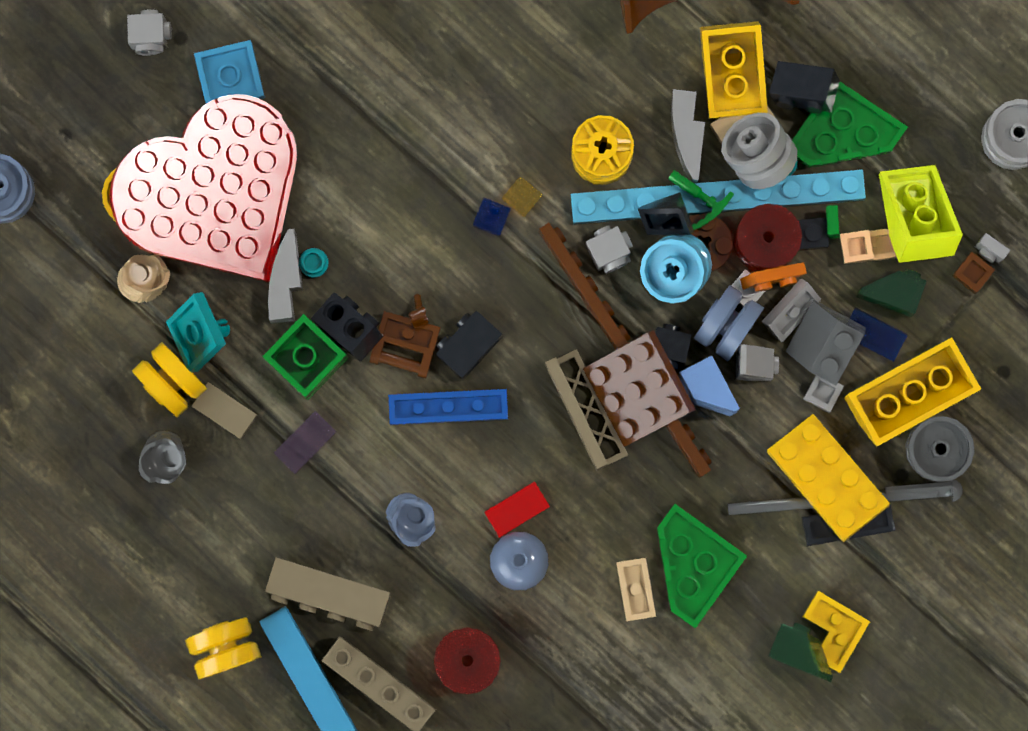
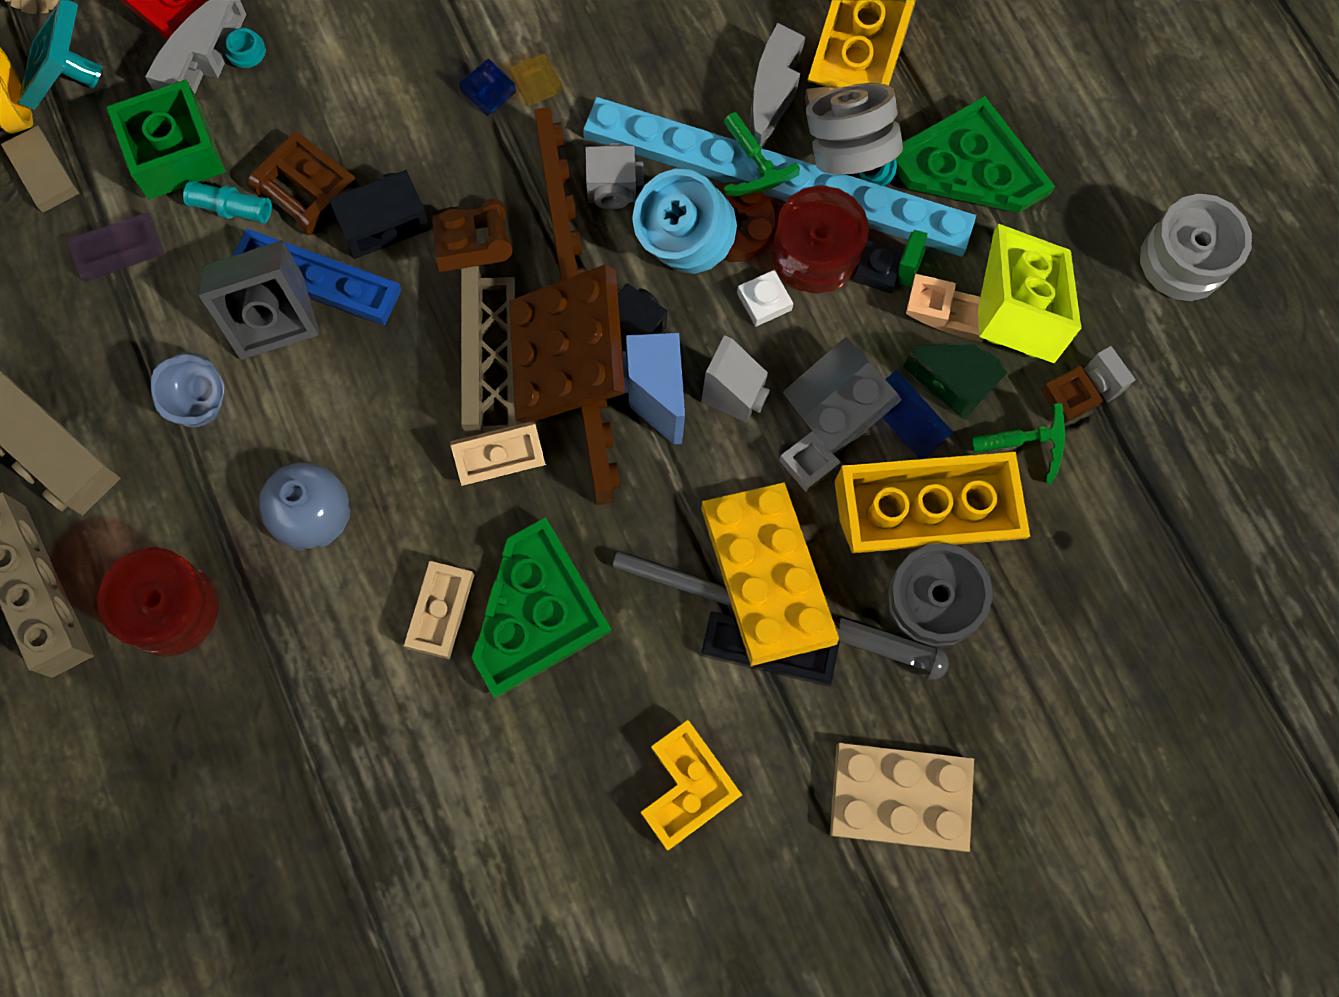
camera: 15 degrees right, 10 degrees down
(345, 328) = (240, 126): black brick -> none
(363, 380) = (227, 202): none -> teal pin
(418, 317) = (334, 149): reddish brown hand -> none
(426, 441) = (259, 300): none -> dark grey slope
(517, 509) = (337, 439): red tile -> none
(531, 343) = (457, 237): none -> reddish brown plate
(600, 167) = (657, 55): yellow wheel -> none
(624, 474) = (497, 453): none -> tan plate
(666, 216) = (704, 155): black slope -> none
(727, 322) = (720, 306): sand blue wheel -> none
(764, 279) = (806, 285): orange plate -> none
(790, 310) = (809, 340): light grey plate -> none
(801, 651) = (624, 793): clear green slope -> none
(804, 87) = (943, 85): black brick -> none
(949, 317) = (1017, 437): none -> green piece
(965, 580) = (902, 797): none -> tan plate

